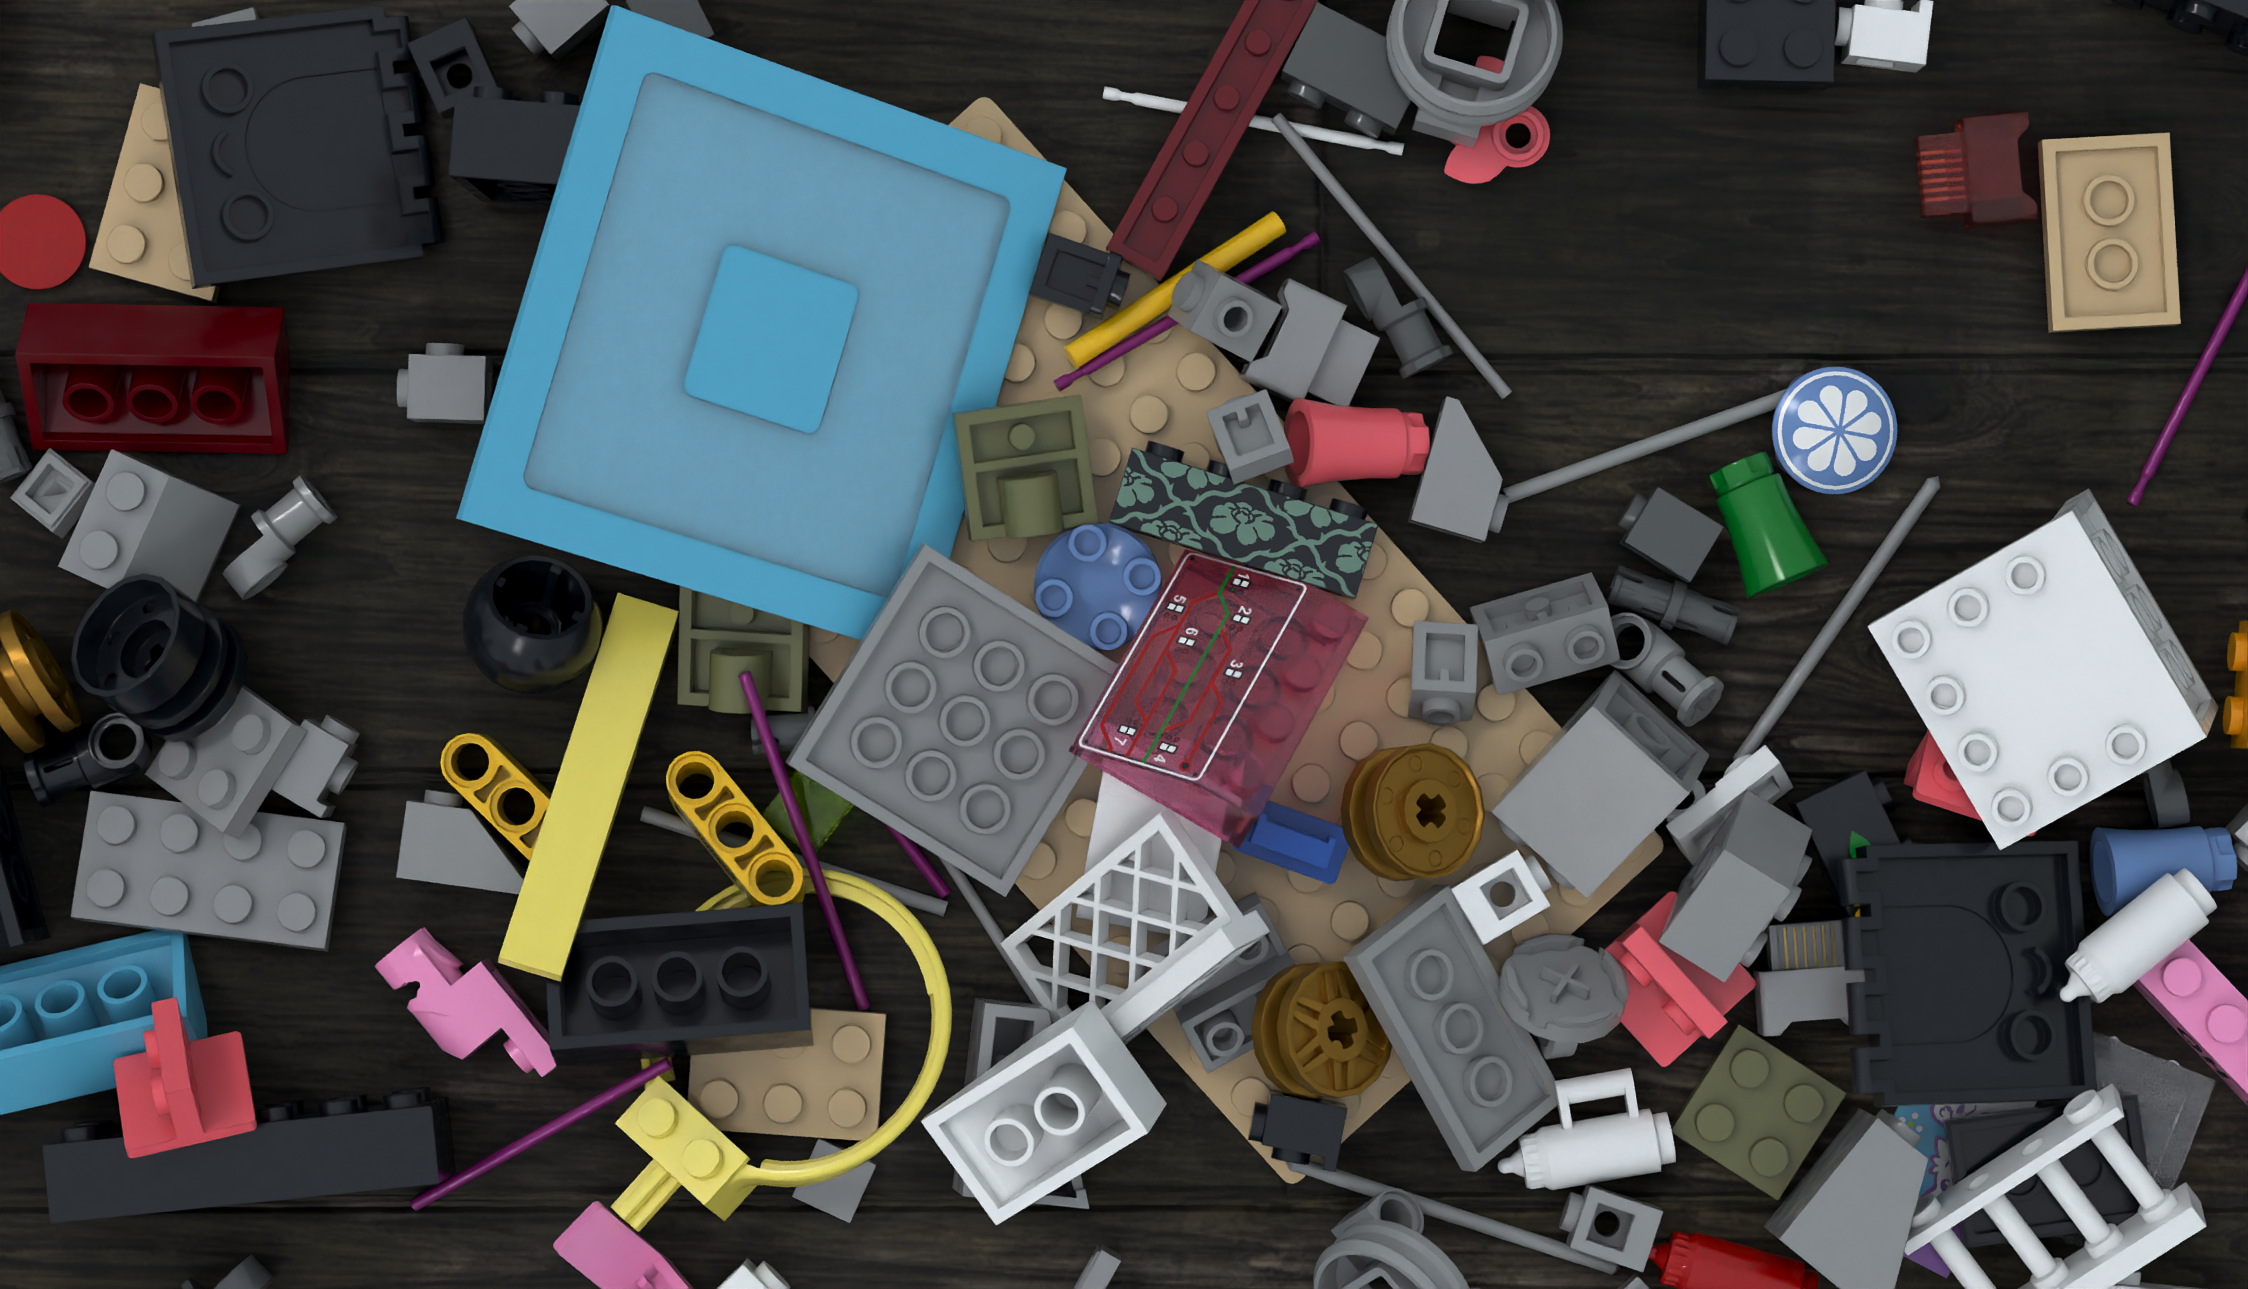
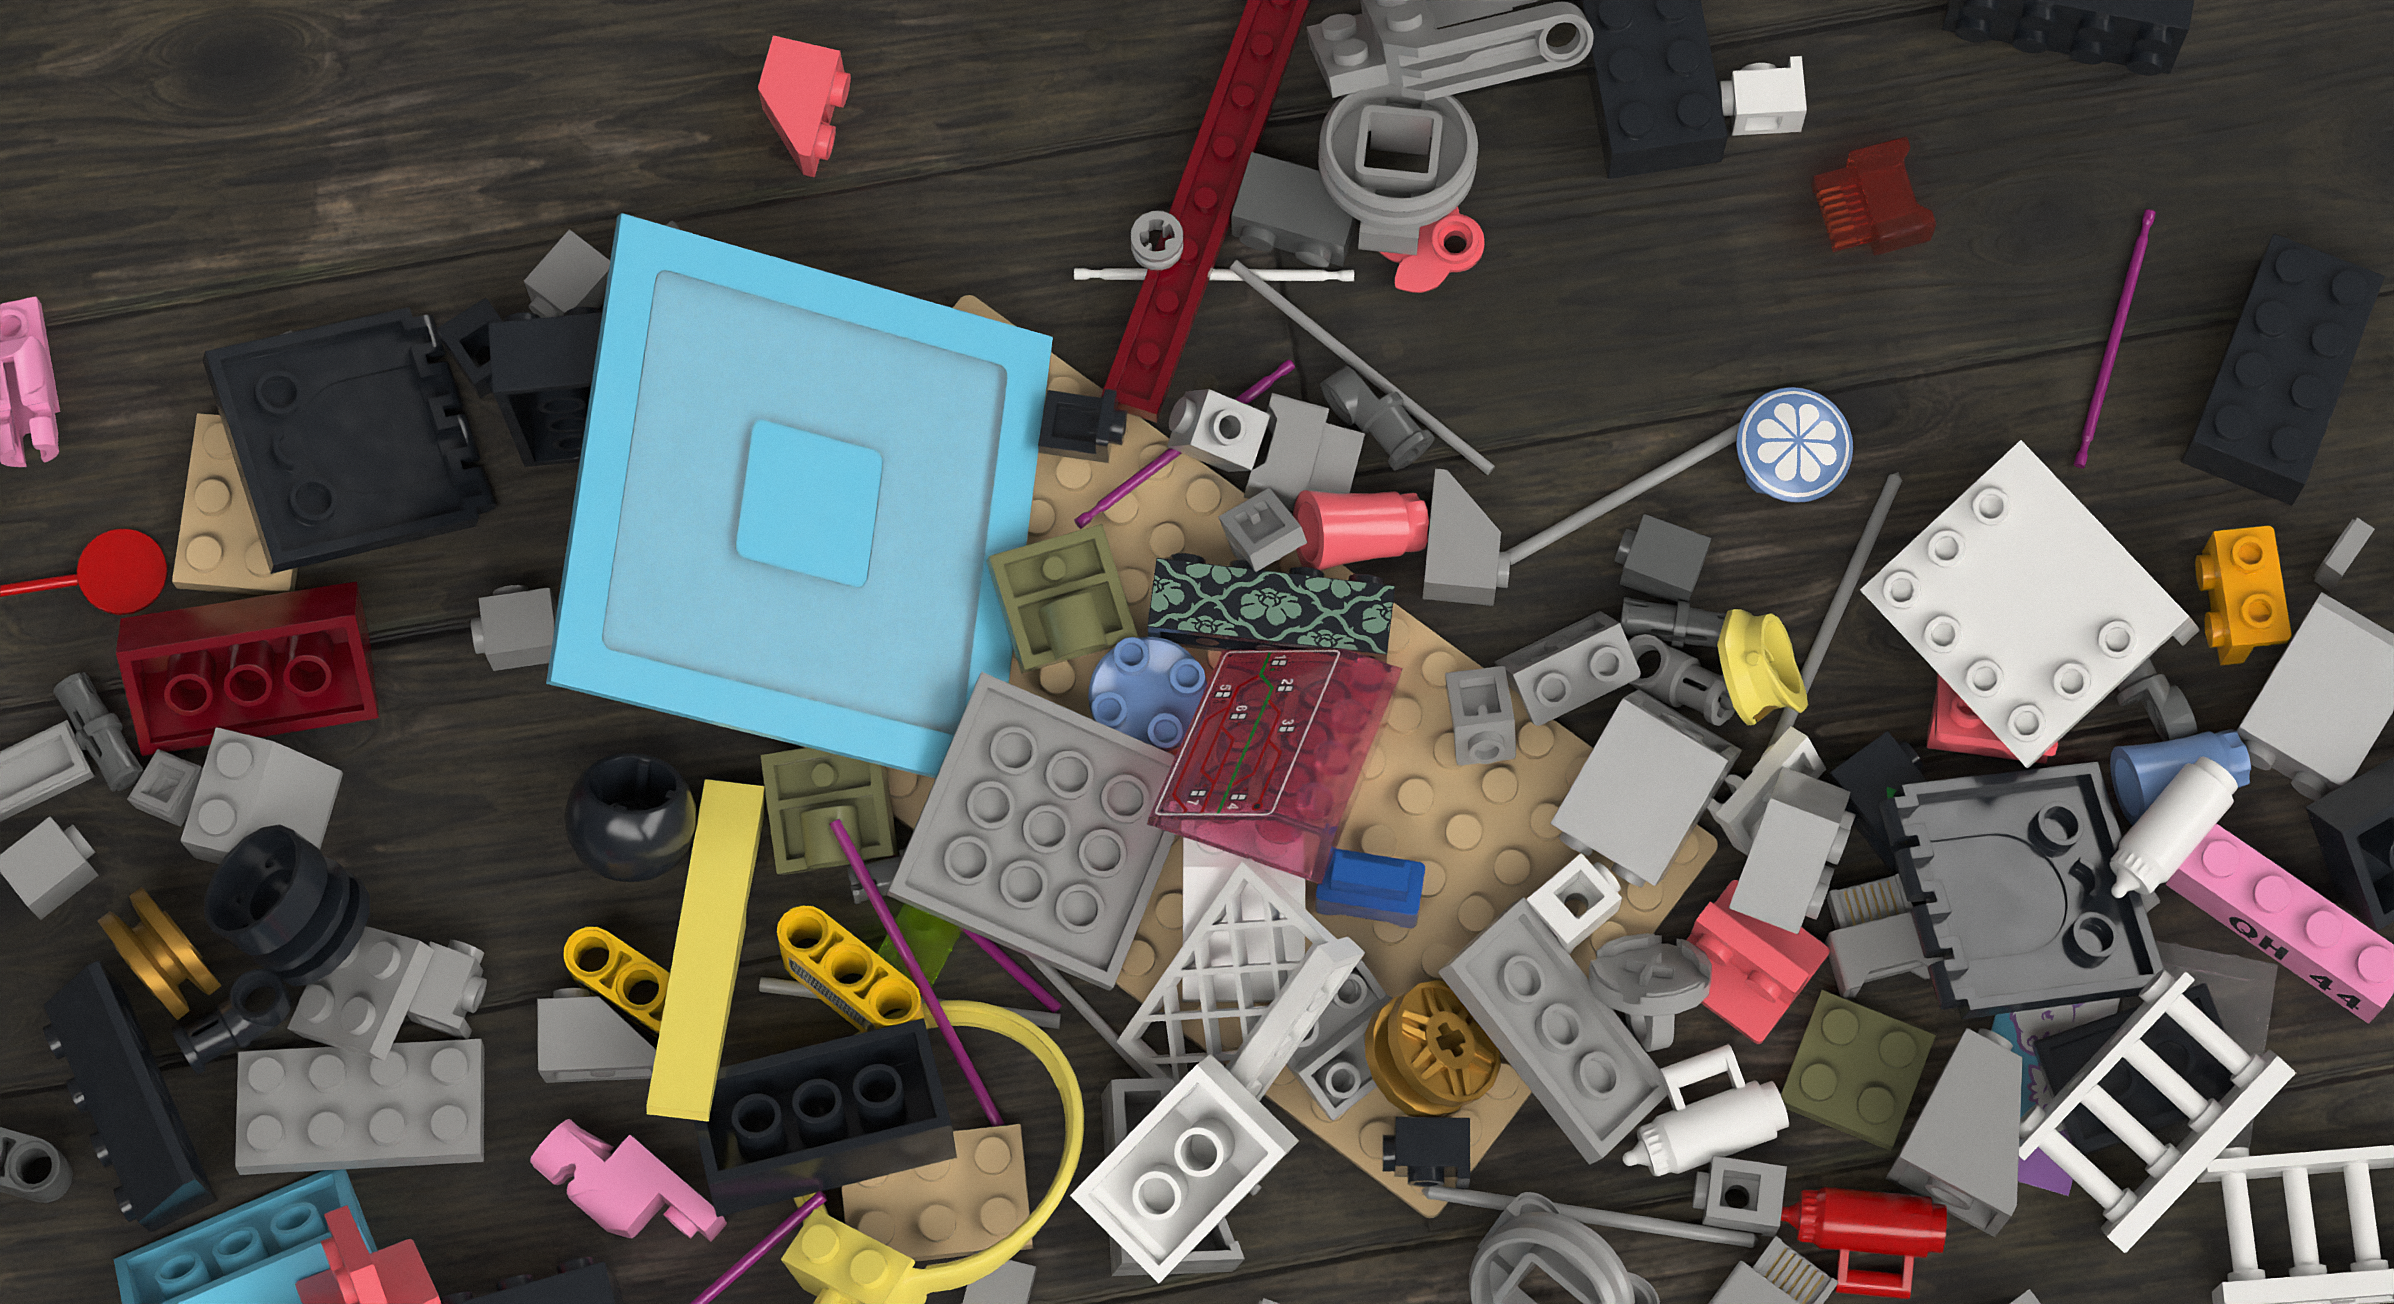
camera: 10 degrees left, 15 degrees down
(281, 529) = (385, 778): light grey connector -> none
(1160, 298) = (1159, 434): yellow bar -> none
(1181, 73) = (1140, 234): none -> light grey bush
(1412, 812) = (1477, 837): pearl gold wheel -> none
(1746, 675) = (1759, 666): none -> light yellow hat
(1764, 526) = (1750, 538): green plant -> none
(2109, 232) = (2004, 232): tan plate -> none

